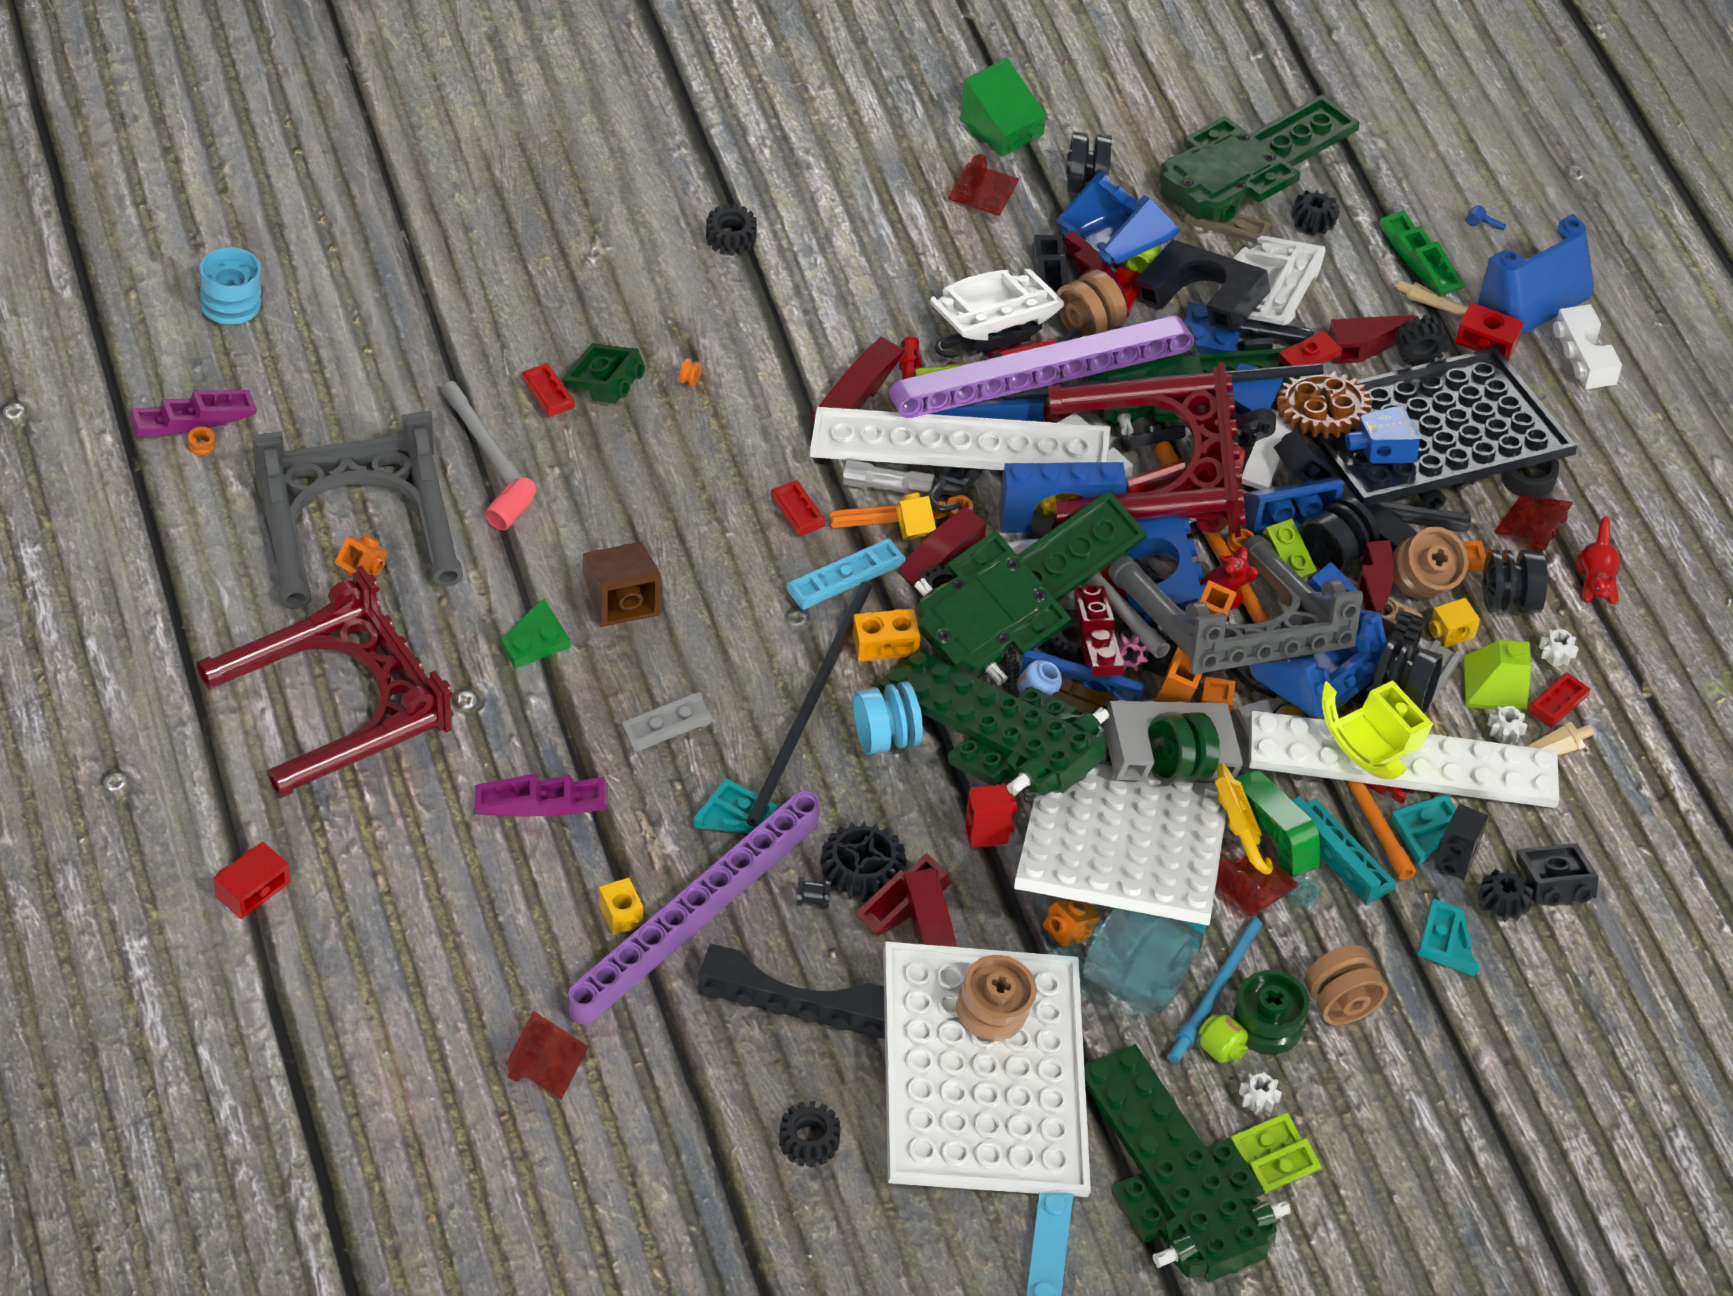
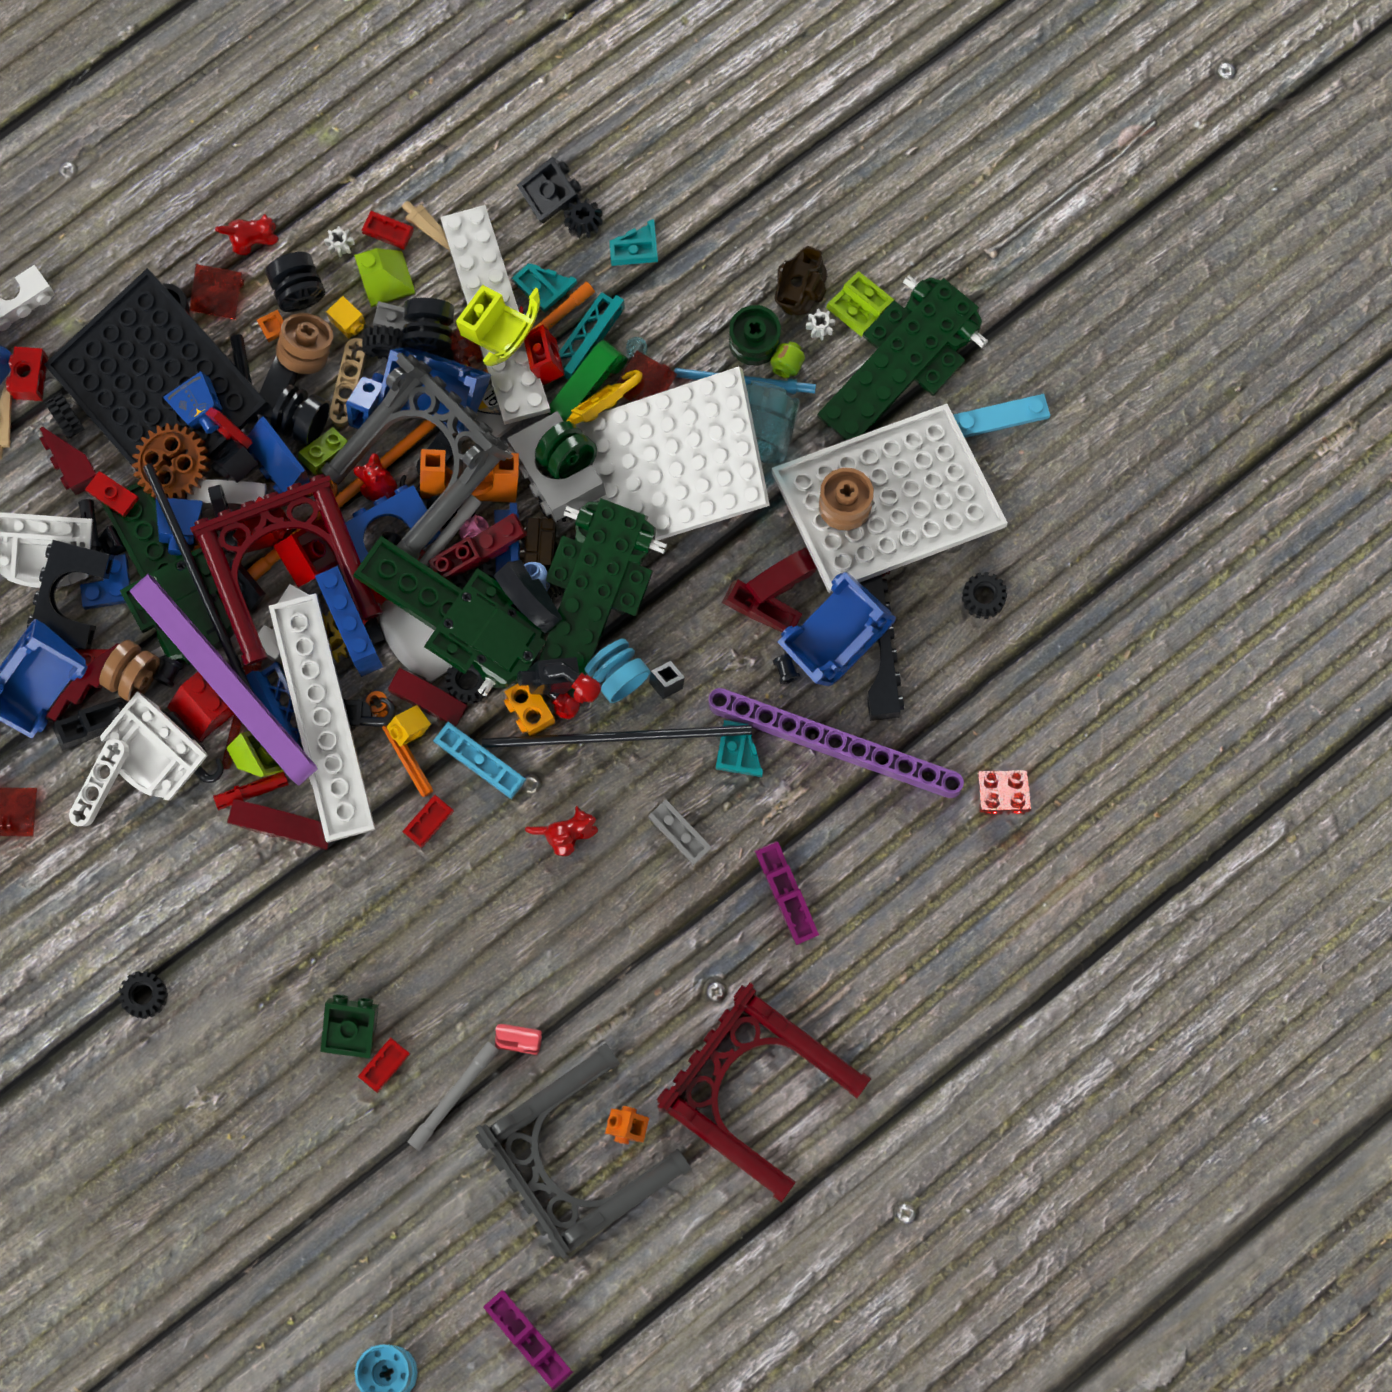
camera: 105 degrees left, 25 degrees up
(201, 433) = (558, 1323): orange bush -> none
(251, 879) = (955, 1063): red brick -> none
(535, 636) = (637, 965): green wing -> none
(616, 896) = (854, 802): yellow brick -> none
(623, 583) = (563, 918): reddish brown slope -> none
(690, 372) = (320, 960): orange bush -> none
(718, 616) = (563, 834): none -> red animal
(825, 936) = (837, 631): none -> blue windscreen
(850, 847) = (735, 645): black gear -> none
(859, 761) = (666, 679): none -> black plate
(867, 475) = (370, 764): light grey axle -> none
(893, 646) = (555, 679): none -> black torso
(979, 255) = (95, 780): none -> white beam
(989, 816) = (676, 568): red brick -> none
(1017, 653) = (528, 595): none -> black slope
(1314, 1088) = (810, 267): none -> dark brown piece
(1341, 450) = (227, 428): none -> red plate
(1343, 781) = (543, 355): none -> red brick
(1346, 985) = (716, 290): medium nougat wheel -> none
(1376, 576) = (339, 374): dark red slope -> none
(1461, 841) = (558, 252): black brick -> none
(1507, 724) = (423, 252): white gear -> none

